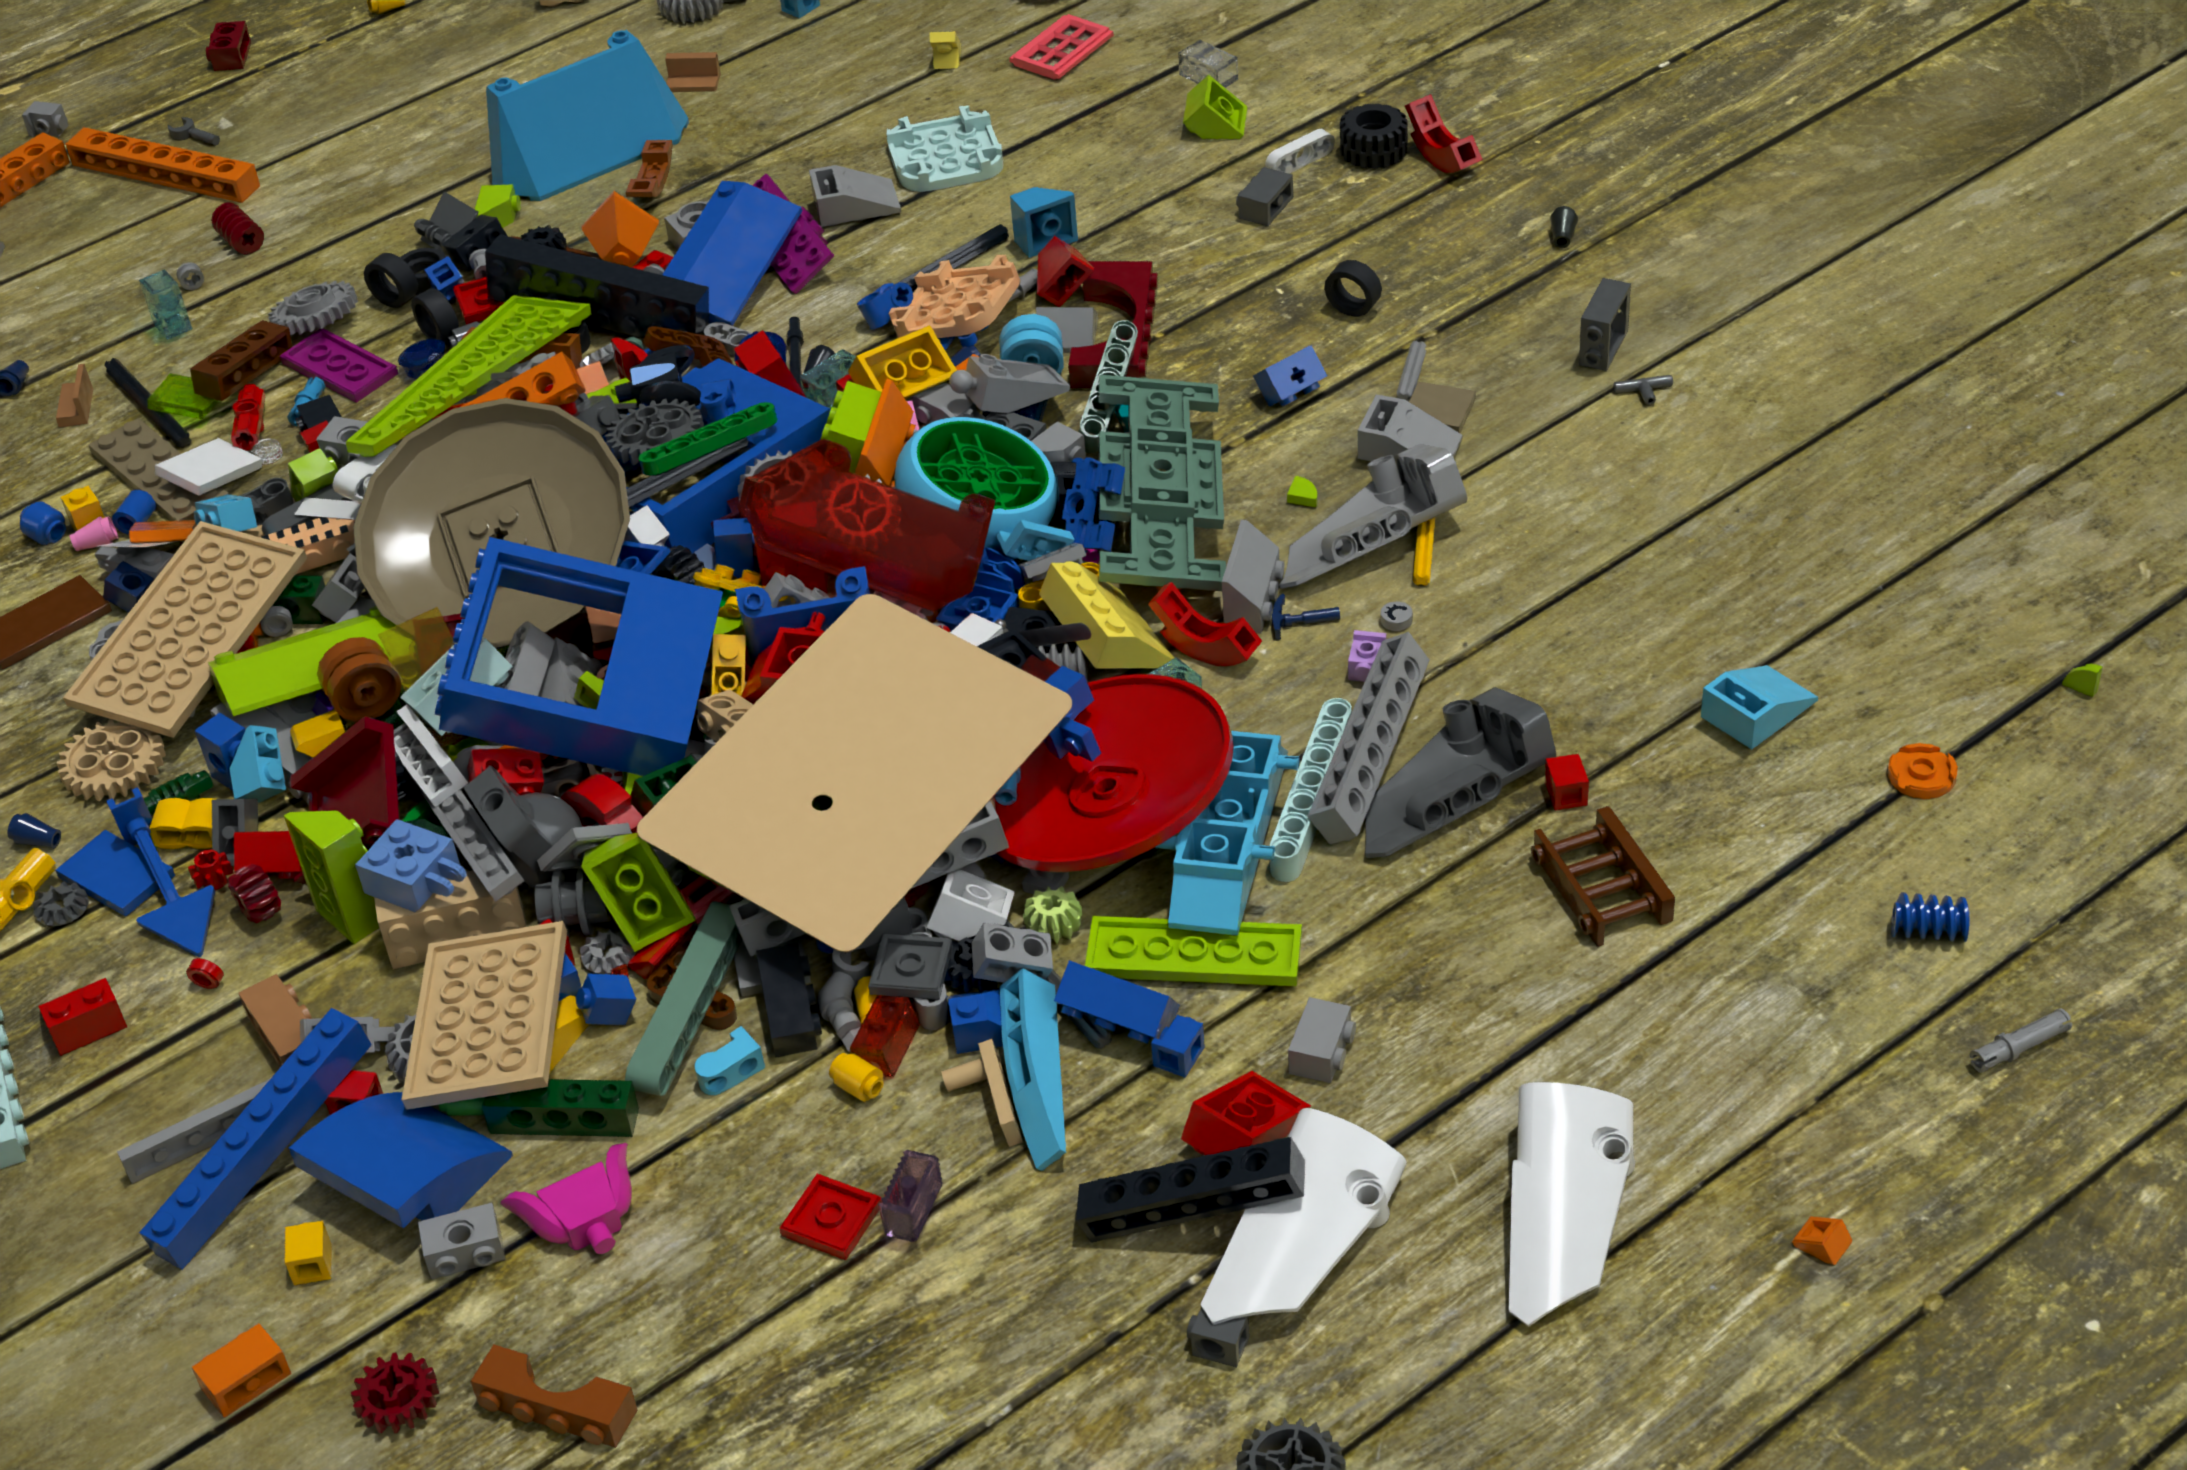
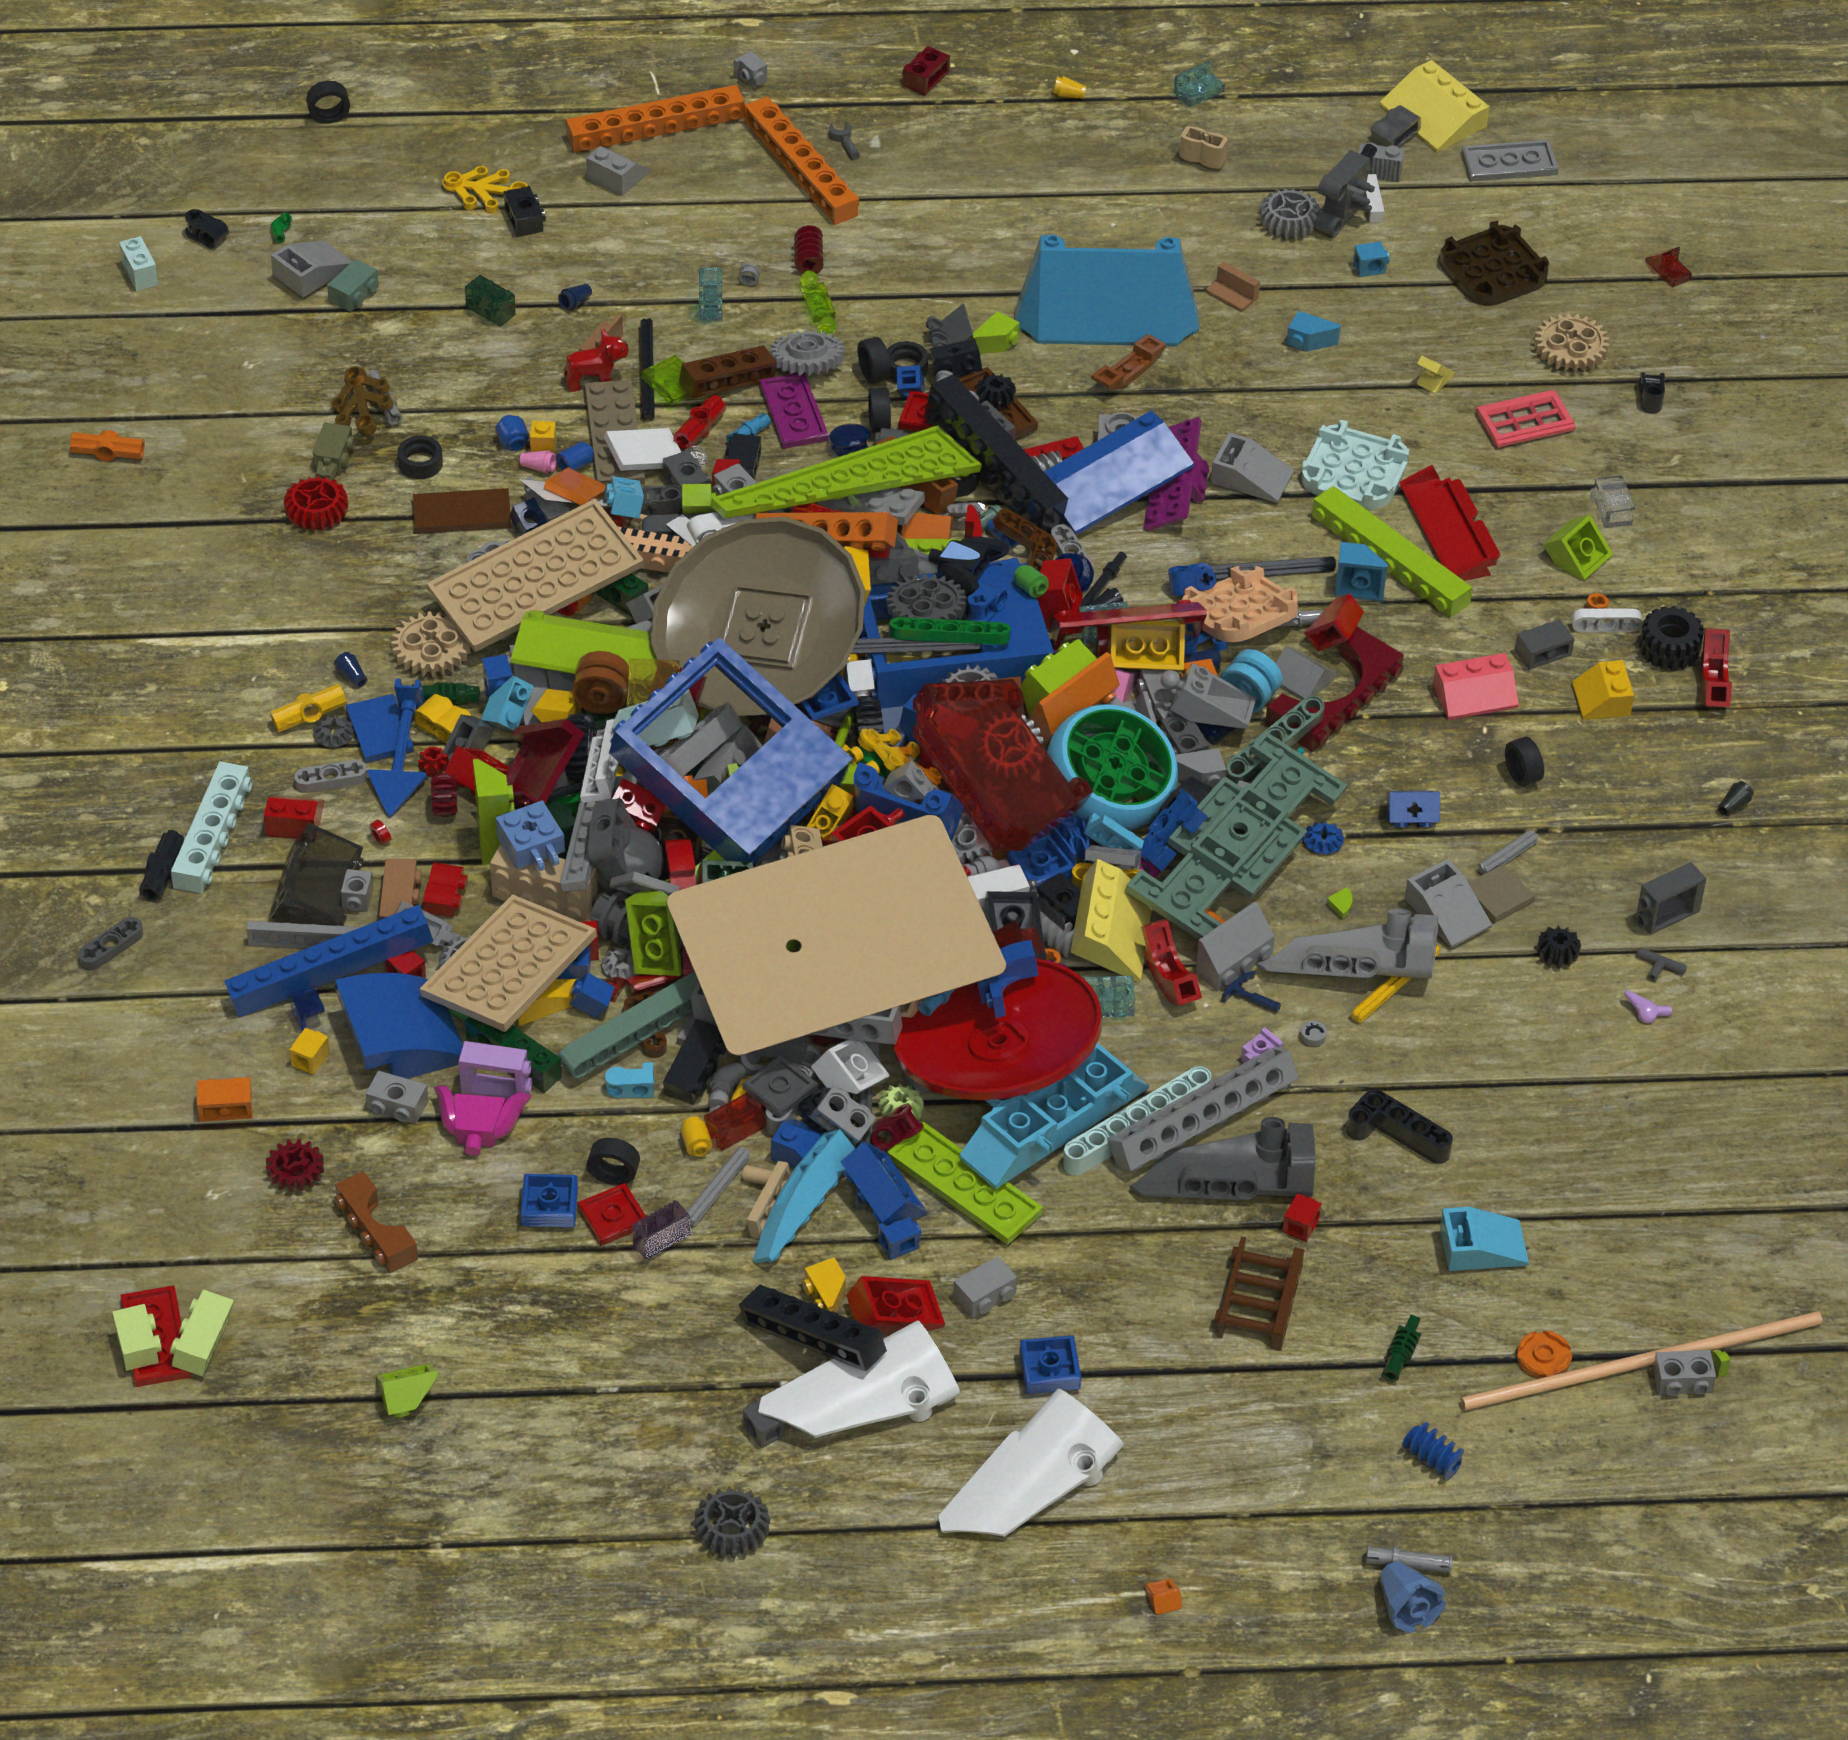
camera: 30 degrees right, 5 degrees up
(70, 958) = (312, 773): none -> light grey beam
(86, 416) = (594, 361): none -> red animal
(162, 1062) = (314, 879): none -> clear smoke windscreen
(226, 1047) = (357, 890): none -> light grey brick
(262, 1205) = (306, 1004): none -> clear blue panel
(264, 464) = (684, 469): none -> dark grey brick
(276, 621) = (601, 600): light grey tile -> none
(284, 265) = (818, 302): none -> clear neon green plate
(333, 987) = (444, 889): none -> red brick
(409, 802) = (565, 791): none -> black bar
(554, 1124) = (497, 1059): none -> lavender window
(619, 230) = (1055, 411): orange slope -> none
(744, 363) = (1031, 580): none -> bright green brick
(747, 1244) = (549, 1200): none -> blue brick
(781, 1139) = (617, 1150): none -> black tyre
(802, 71) = (1312, 332): none -> dark azure slope
(924, 1105) = (718, 1184): none -> light grey axle
(931, 315) = (1074, 623): none -> red slope
(1074, 933) = (900, 1125): none -> dark red piece
(1079, 152) = (1448, 522): none -> red slope
(1093, 195) = (1403, 558): none -> lime brick
(1146, 1140) = (825, 1284): none -> yellow slope
(1239, 257) = (1476, 686): none -> coral slope
(1241, 447) = (1332, 843): none -> blue gear
(1273, 143) = (1599, 599): none -> orange bush
(1358, 203) = (1604, 691): none -> yellow slope
(1468, 1074) = (1064, 1367): none -> blue brick
(1544, 419) = (1558, 946): none -> black gear
(1570, 645) = (1401, 1123): none -> black beam
(1676, 428) = (1646, 1008): none -> lavender animal
(1790, 844) = (1402, 1348): none -> dark green hinge
(2009, 728) = (1638, 1361): none -> light nougat piece
(2066, 1071) = (1410, 1597): none -> medium blue cone
(2068, 706) = (1684, 1372): none -> light grey brick

